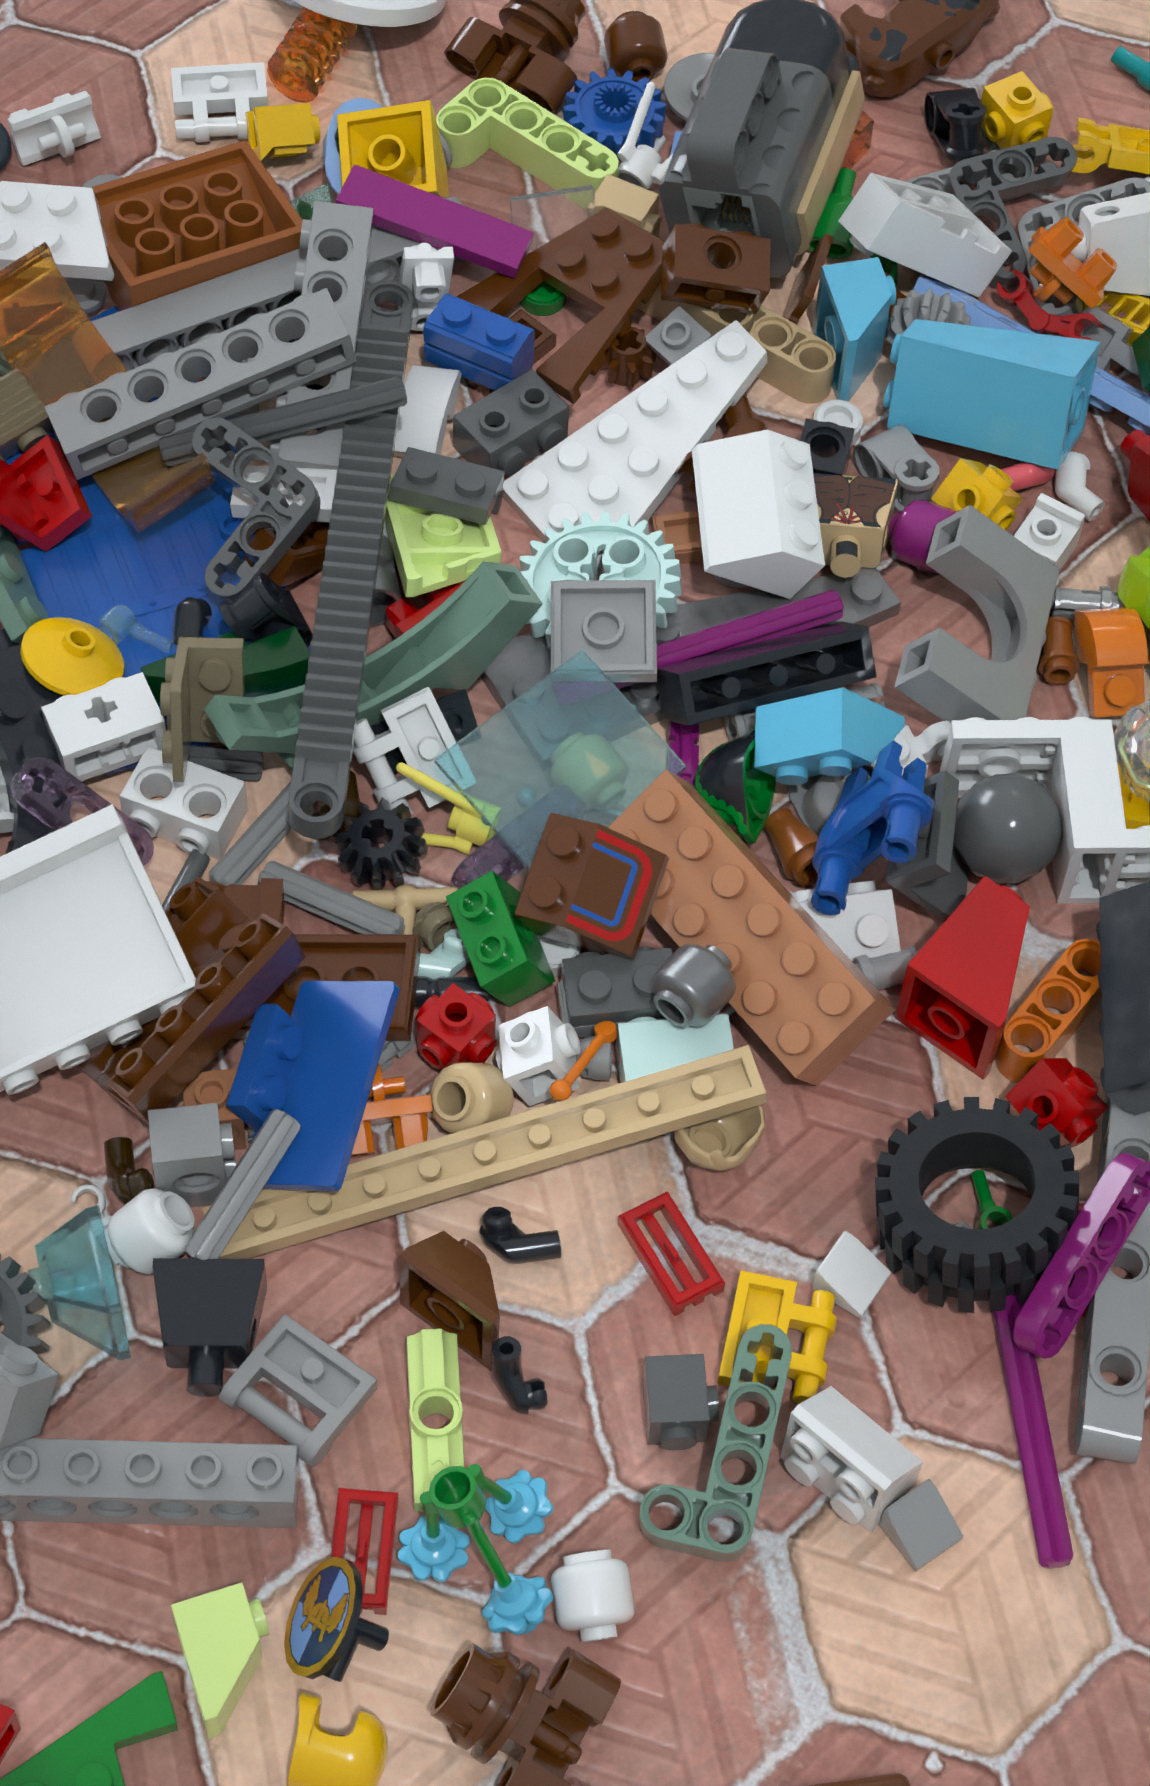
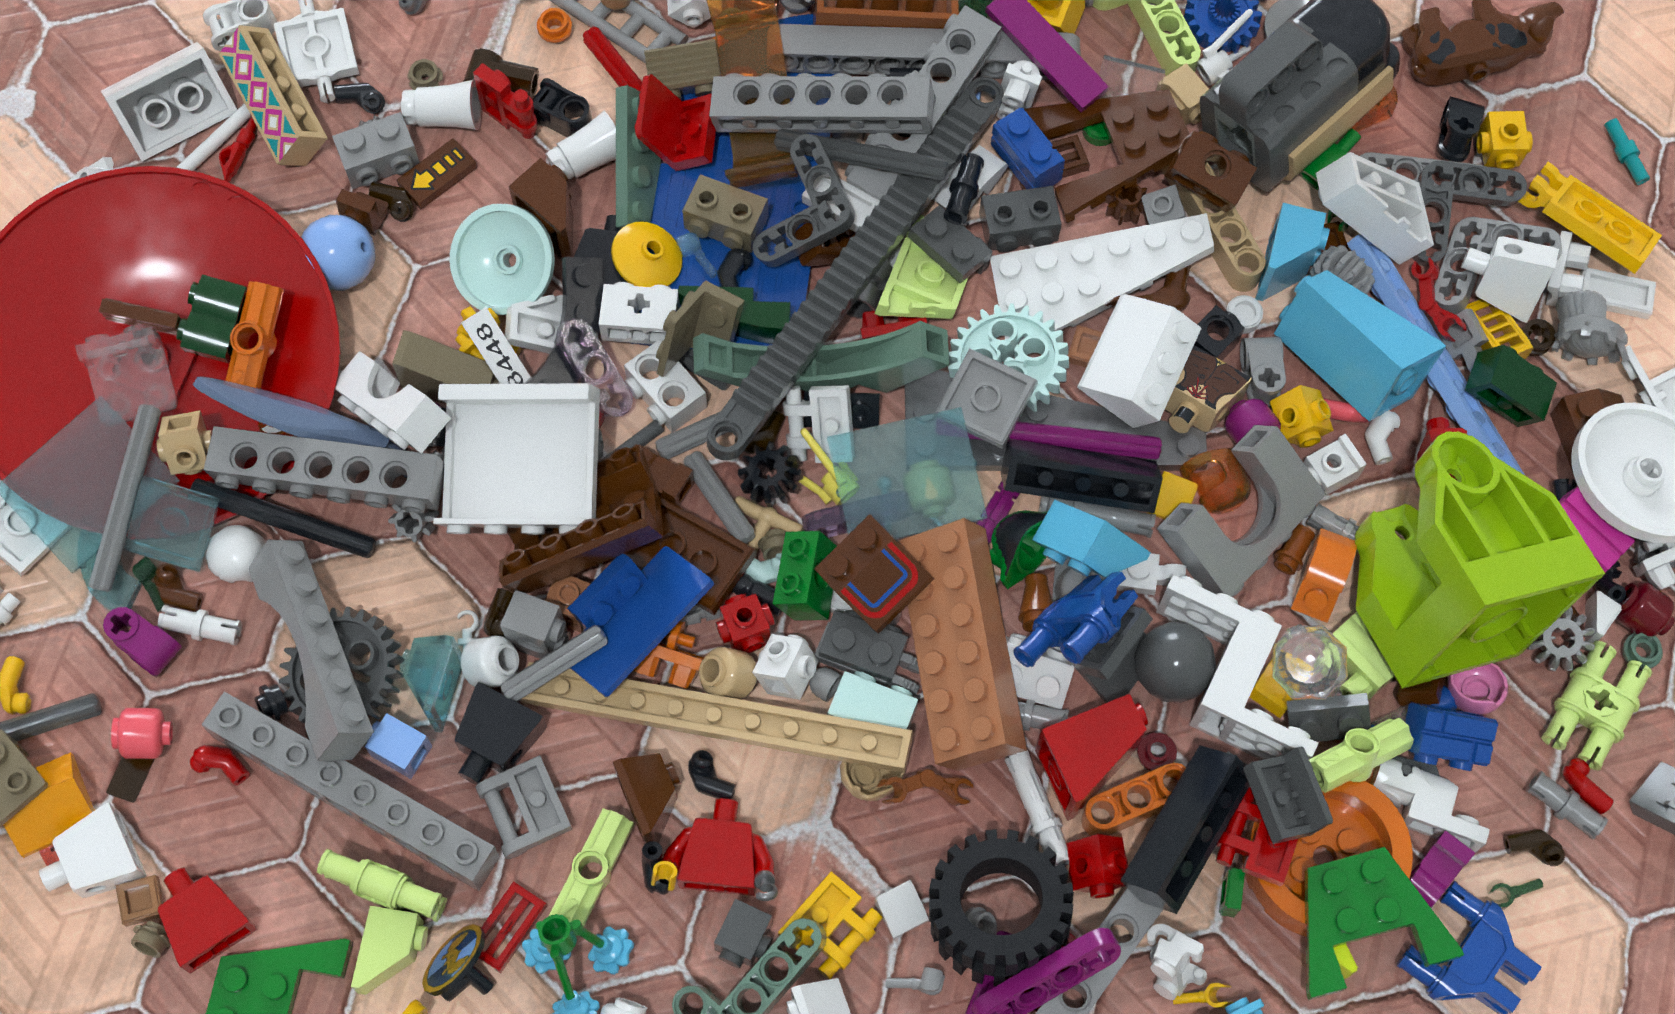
camera: 30 degrees right, 10 degrees up
(88, 1395) = (398, 745): none -> light blue brick
(146, 563) = (725, 213): none -> dark tan brick
(170, 1571) = (381, 885): none -> yellowish green pin
(264, 611) = (775, 283): black piece -> none
(428, 414) = (964, 188): none -> black pin
(593, 1321) = (719, 857): none -> red torso
(604, 1033) = (835, 672): orange hinge -> none
(693, 985) = (900, 672): flat silver head -> none
(693, 1292) = (799, 869): red tile -> none
(807, 281) = (1275, 205): reddish brown piece -> none
(819, 1105) = (927, 779): none -> dark orange piece
(887, 649) = (1172, 493): none -> yellow slope
(931, 1067) = (1045, 824): none -> white pin
(932, 606) = (1222, 486): none -> clear orange helmet
(938, 1349) = (930, 983): none -> light grey hand
(987, 1206) = (1016, 907): green hand -> none
(1039, 960) = (1150, 761): none -> dark red plate
(1054, 250) = (1459, 277): orange hips -> none

